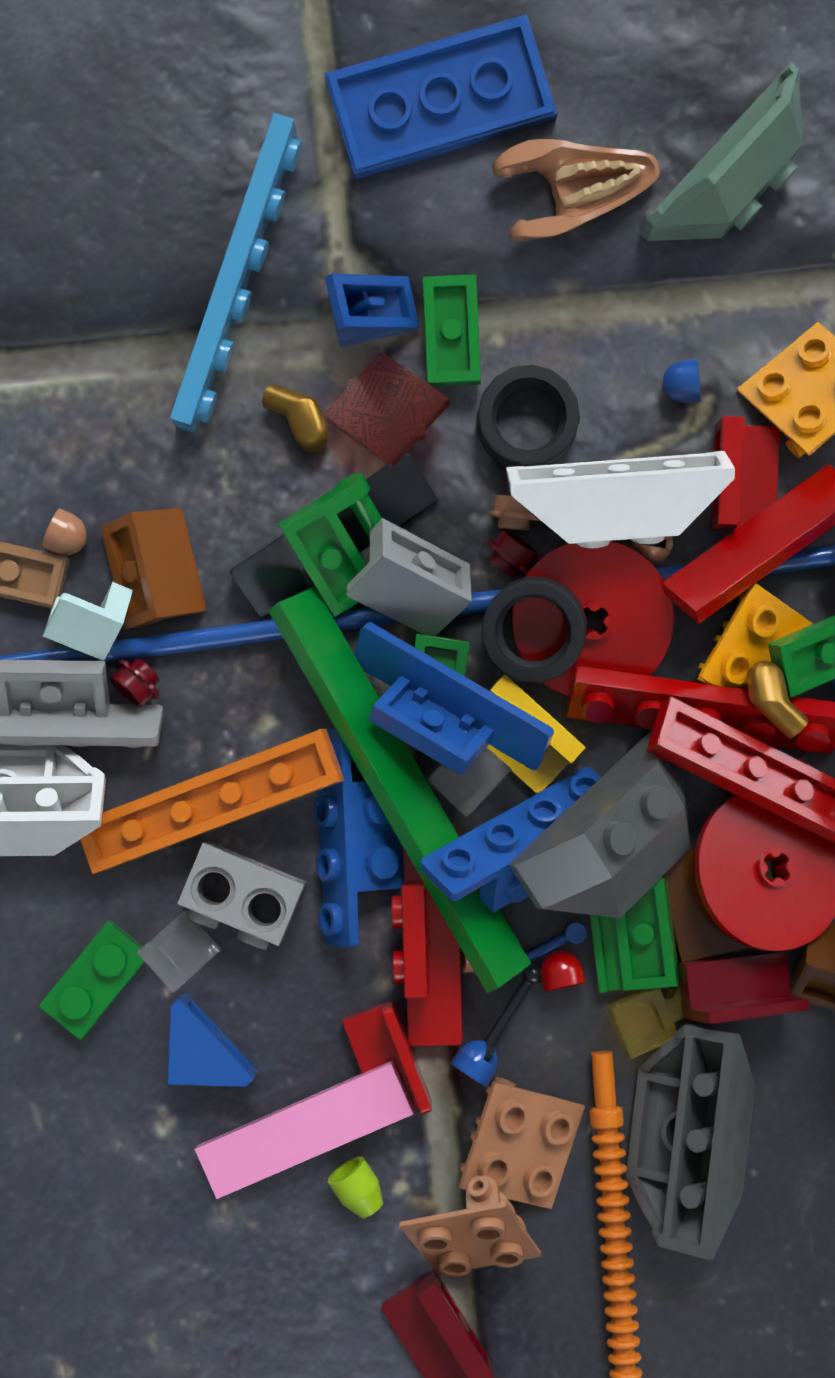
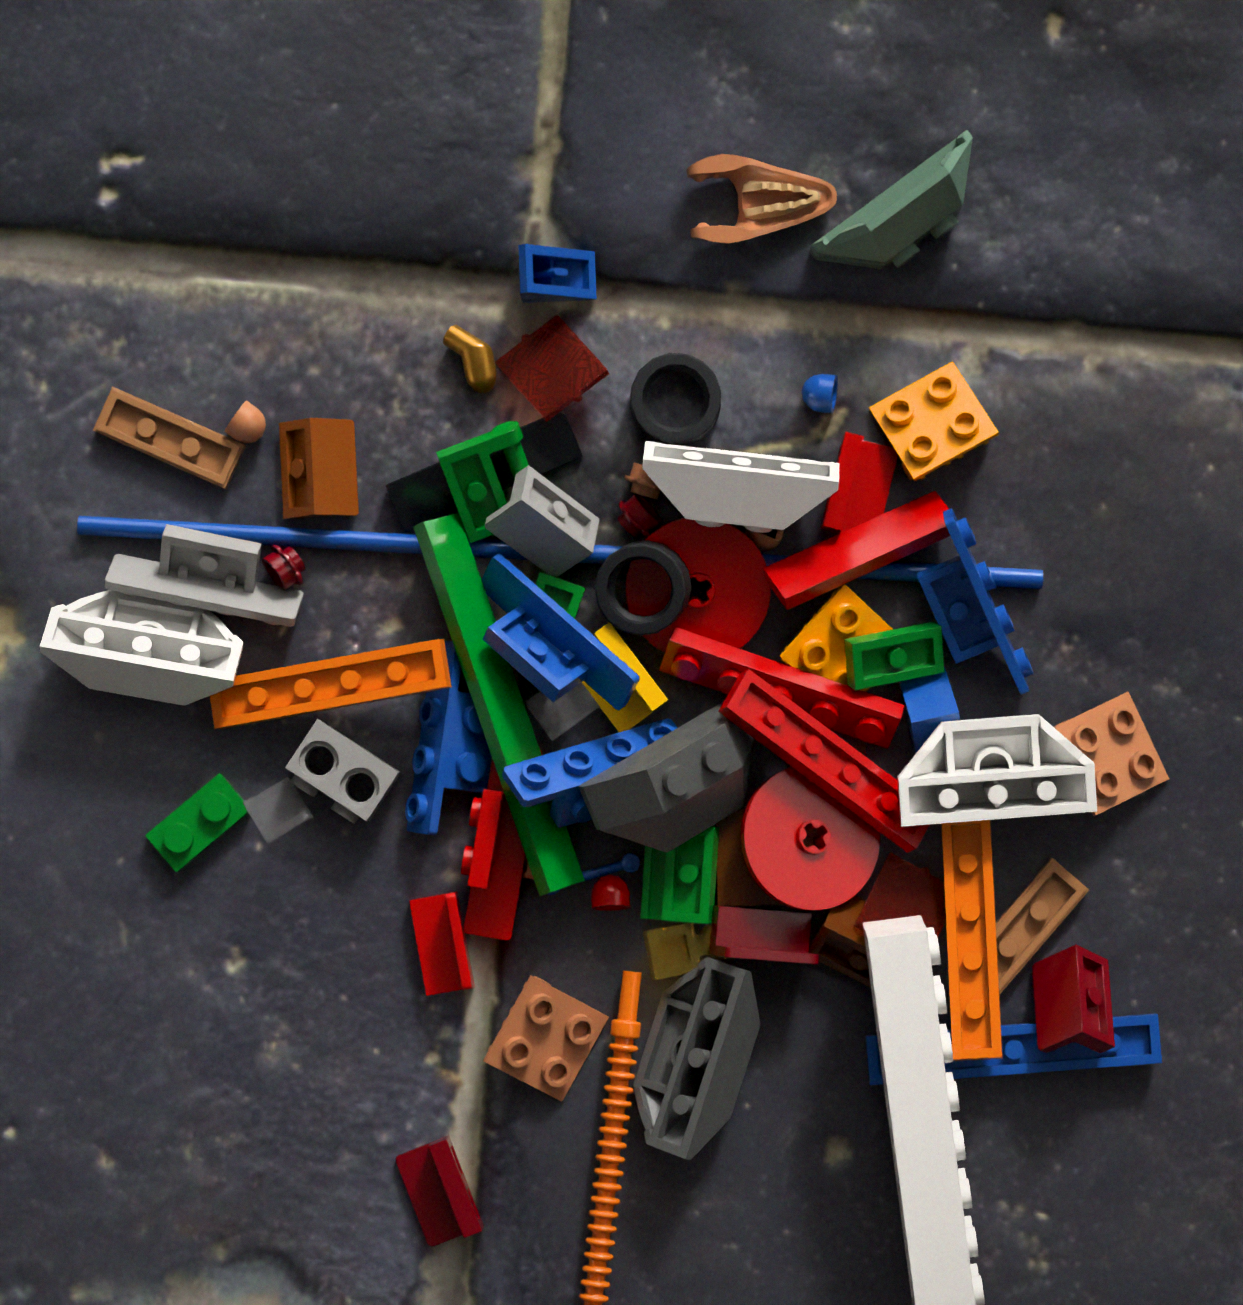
camera: 15 degrees right, 0 degrees up
(86, 625) = (253, 510): light aqua panel -> none
(201, 1051) = (280, 902): blue slope -> none
(244, 253) = (452, 206): dark azure plate -> none
(305, 1129) = (358, 988): bright pink tile -> none
(357, 1187) = (394, 1048): lime hose -> none
(440, 96) = (654, 96): blue tile -> none
(451, 330) = (623, 308): green plate -> none
(473, 1237) = (486, 1104): nougat hinge -> none
(479, 1057) = (523, 955): hinge -> none
(770, 697) = (835, 685): pearl gold arm -> none

